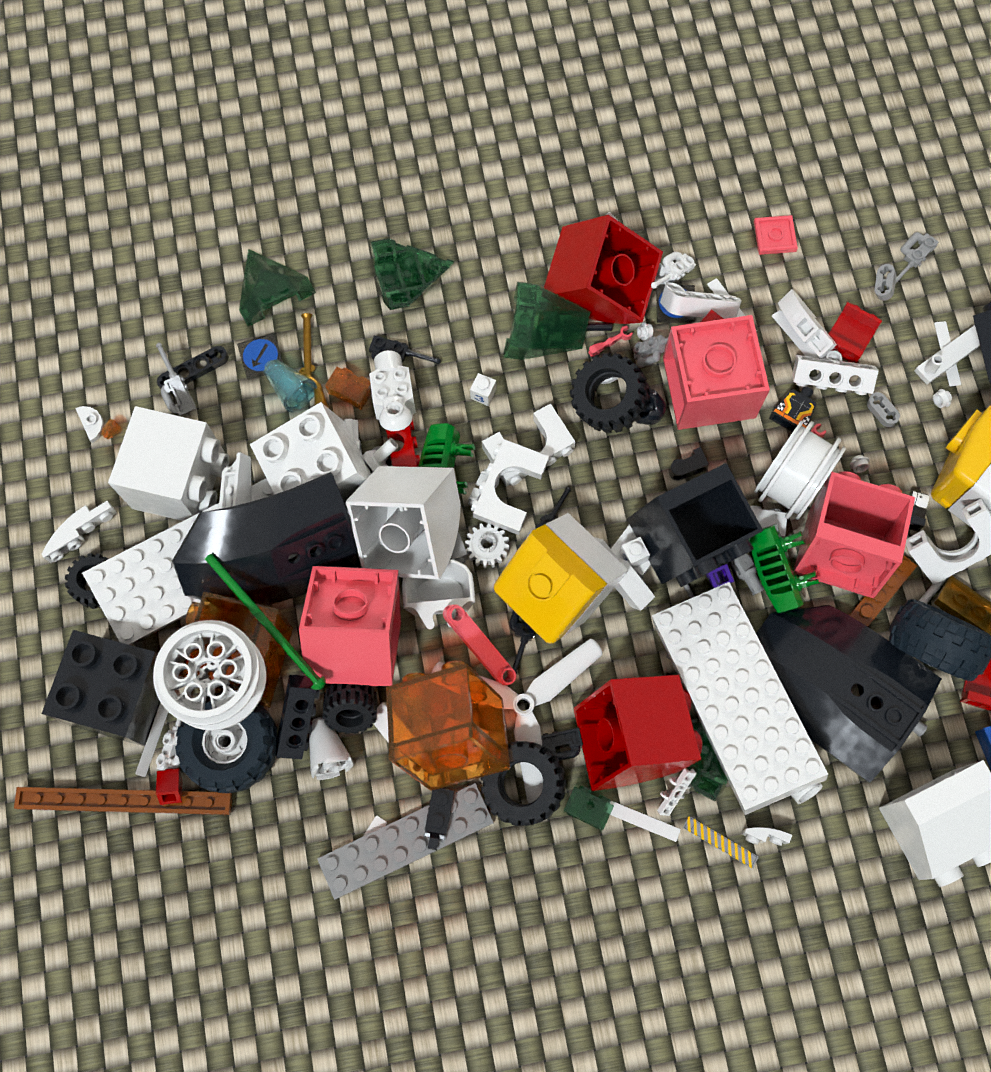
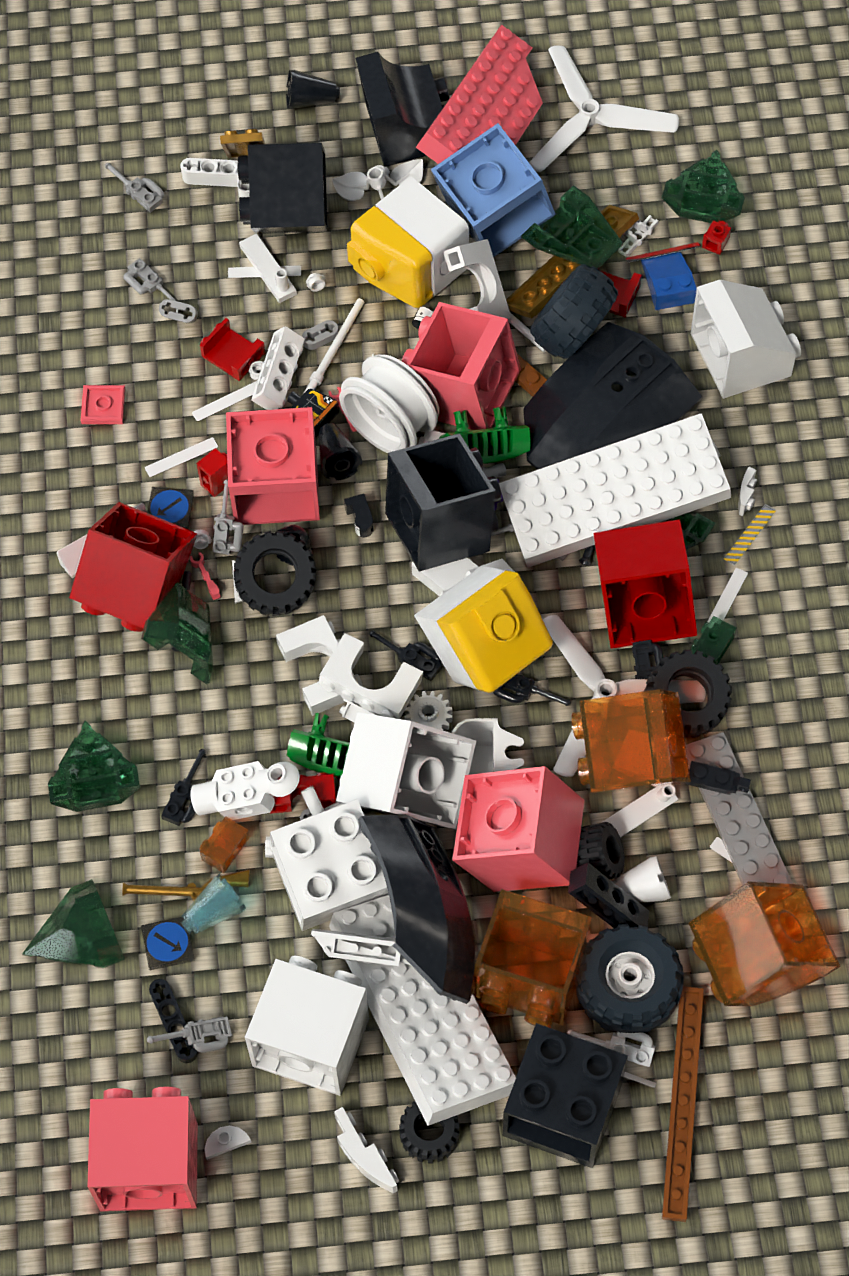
camera: 85 degrees left, 10 degrees down
(60, 351) = (143, 1151): none -> coral piece
(110, 429) = (238, 1116): clear orange hose -> none
(169, 786) = (672, 1043): red brick -> none
(228, 707) = (576, 981): white wheel -> none
(262, 869) = (762, 943): none -> clear orange brick
(318, 683) = (582, 857): green bar -> none
(479, 644) = (540, 721): coral piece -> none
(483, 389) = (247, 703): white brick -> none
(635, 552) = (457, 565): white brick -> none
(673, 796) = (705, 565): white piece -> none
(676, 270) = (133, 497): white piece -> none
(698, 304) = (181, 482): white beam -> none
(751, 435) = (337, 454): none -> black cone
(805, 324) = (217, 386): white slope -> none
(835, 411) = (317, 376): none -> white bar

